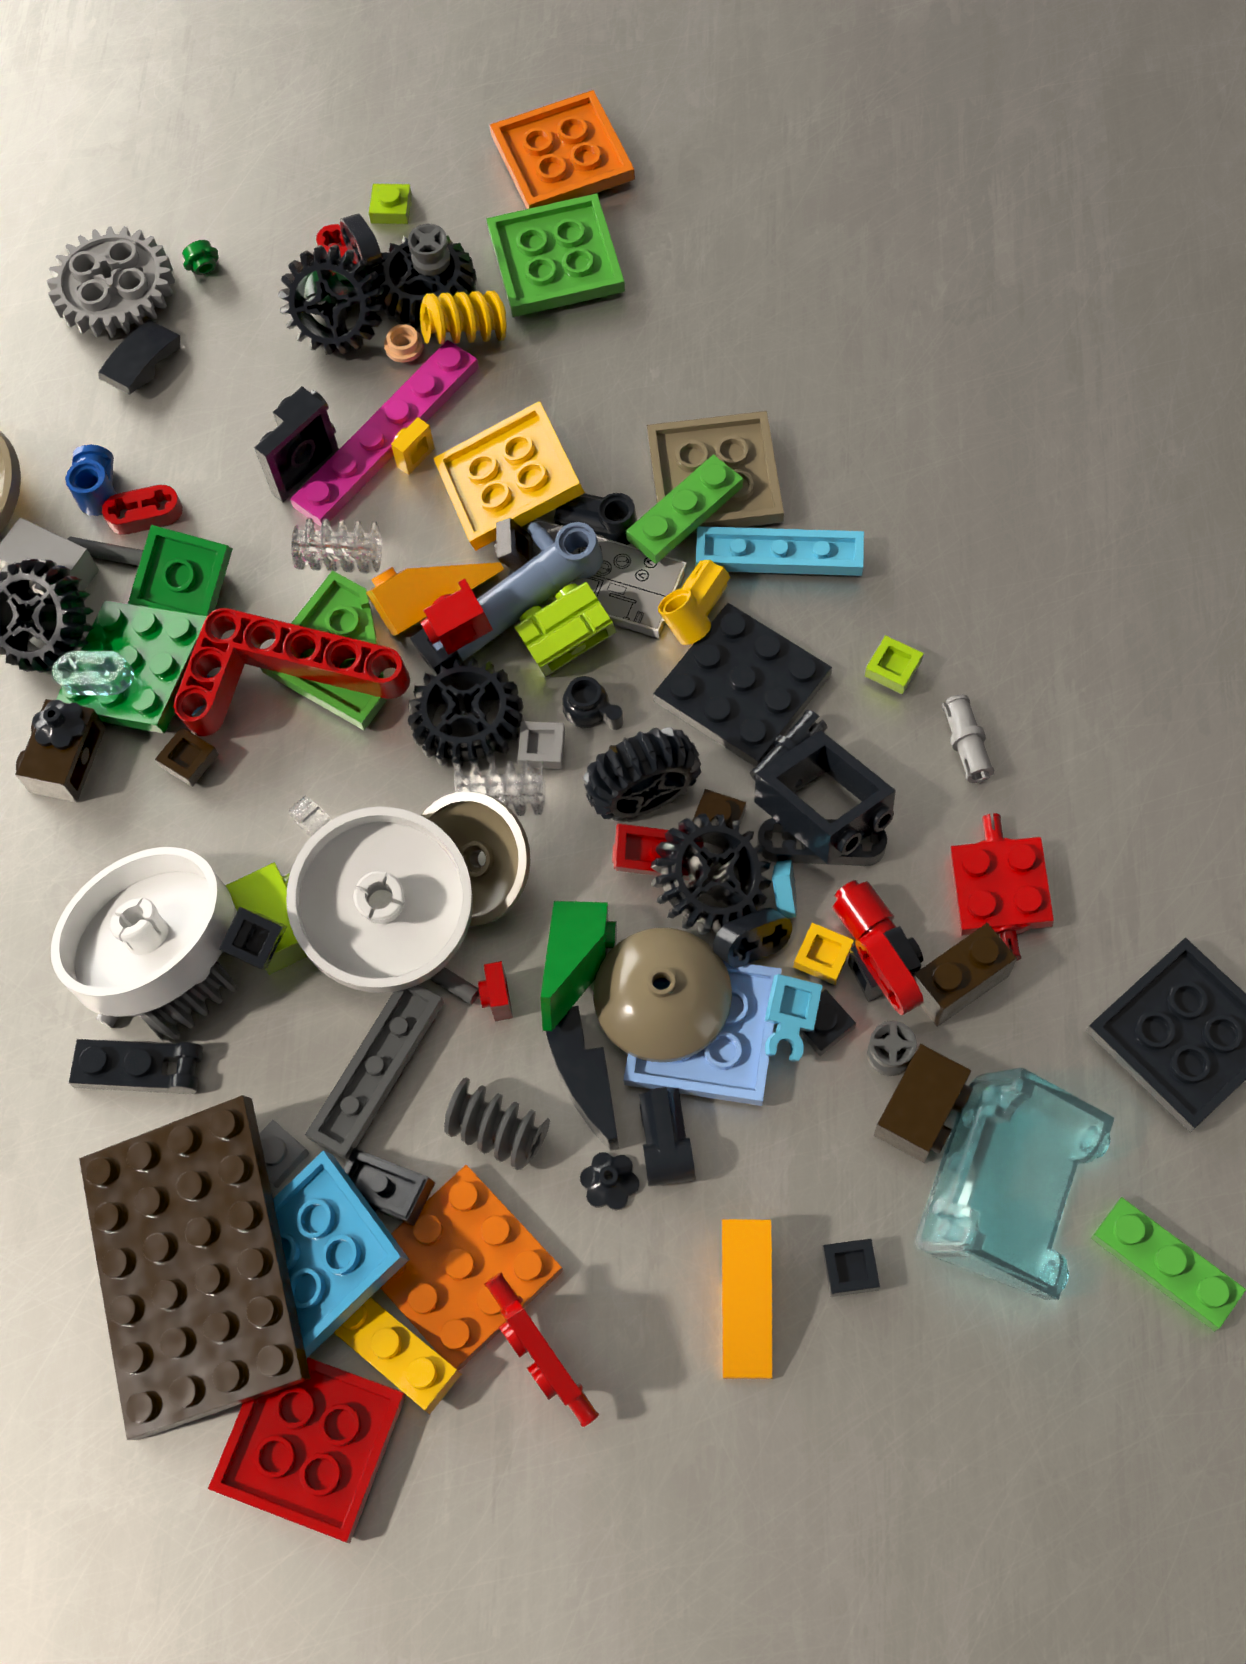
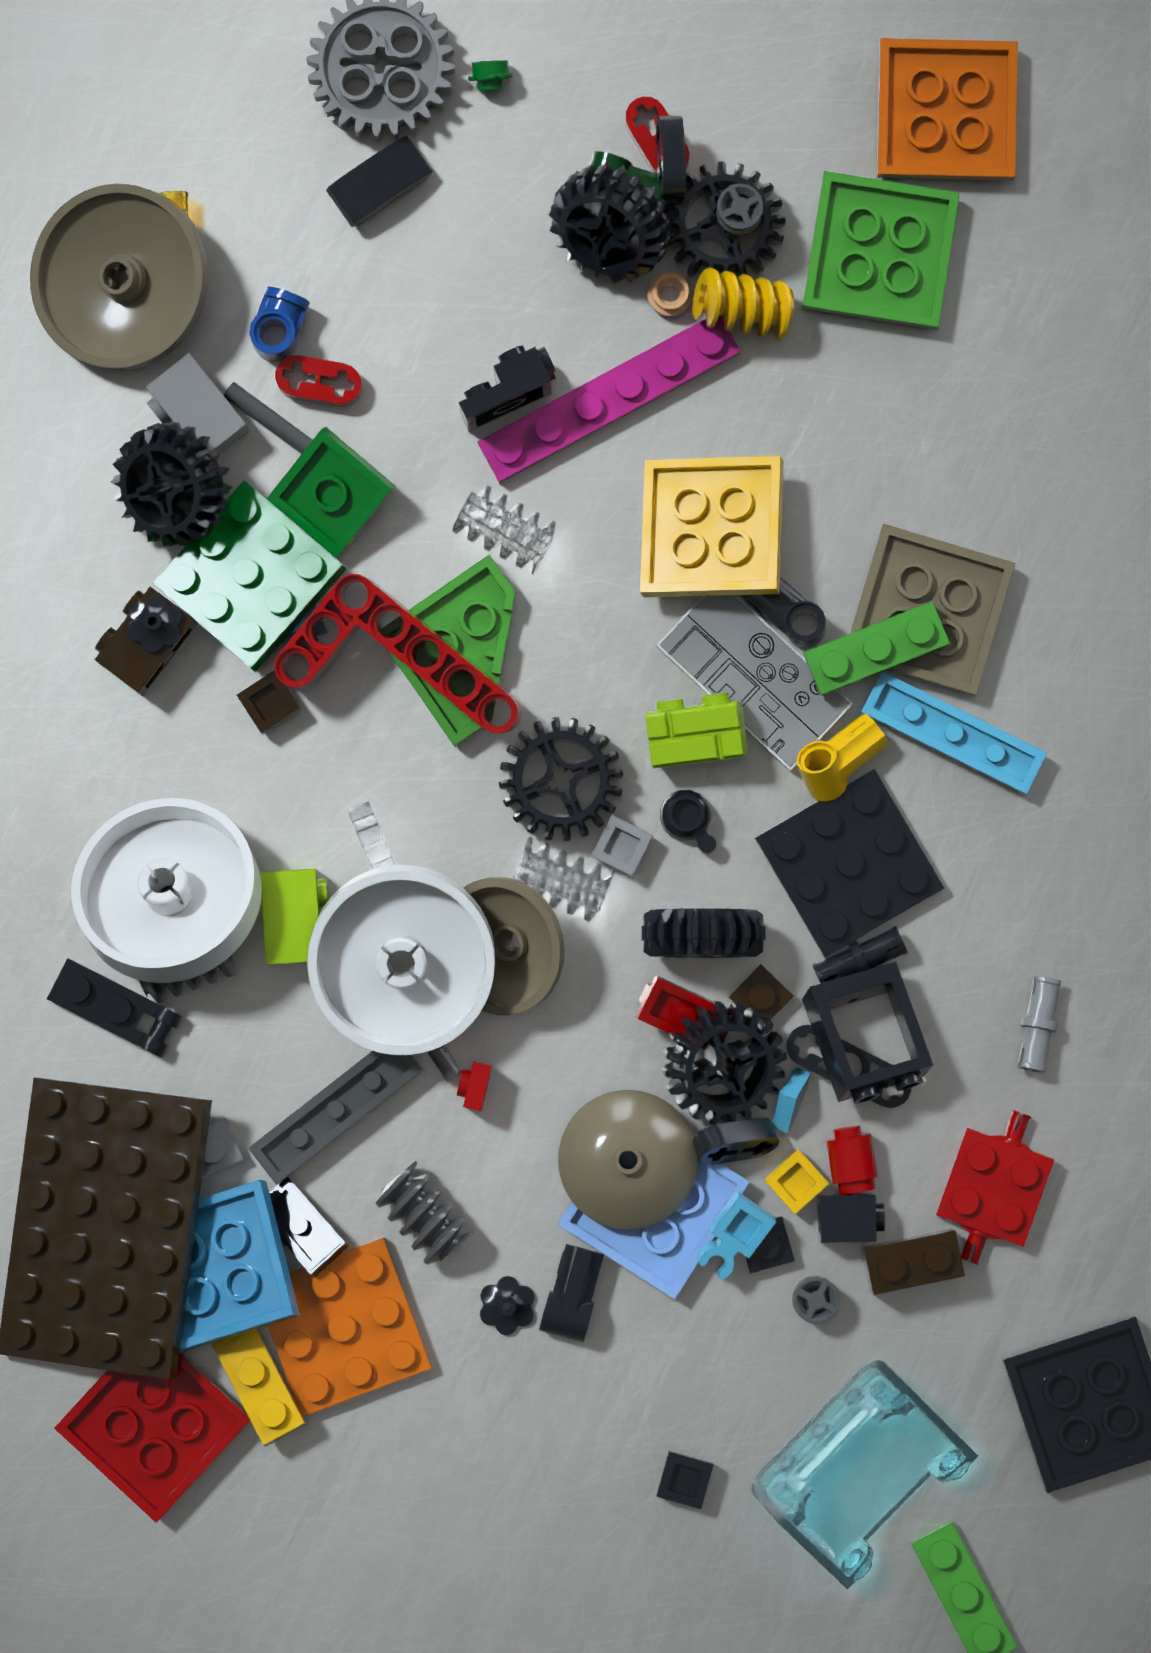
camera: 20 degrees right, 20 degrees up
(91, 679) = (211, 570): clear light blue beam -> none
(253, 937) = (270, 956): black brick -> none
(390, 204) = (728, 89): lime plate -> none
(406, 594) = (573, 624): light orange slope -> none
(412, 445) = (628, 433): yellow plate -> none
(456, 619) = (588, 692): red brick -> none
(512, 544) = (682, 619): dark brown plate -> none
(525, 587) = (654, 675): sand blue piece -> none
(547, 1368) = (377, 1438): red plate -> none
(573, 956) = (564, 1086): green slope -> none
(584, 1076) = (522, 1201): black slope -> none
(746, 1299) = (581, 1467): light orange slope -> none
(889, 972) = (840, 1241): red beam -> none
(893, 664) = (1006, 913): lime plate -> none
(923, 1104) = (818, 1365): dark brown brick -> none

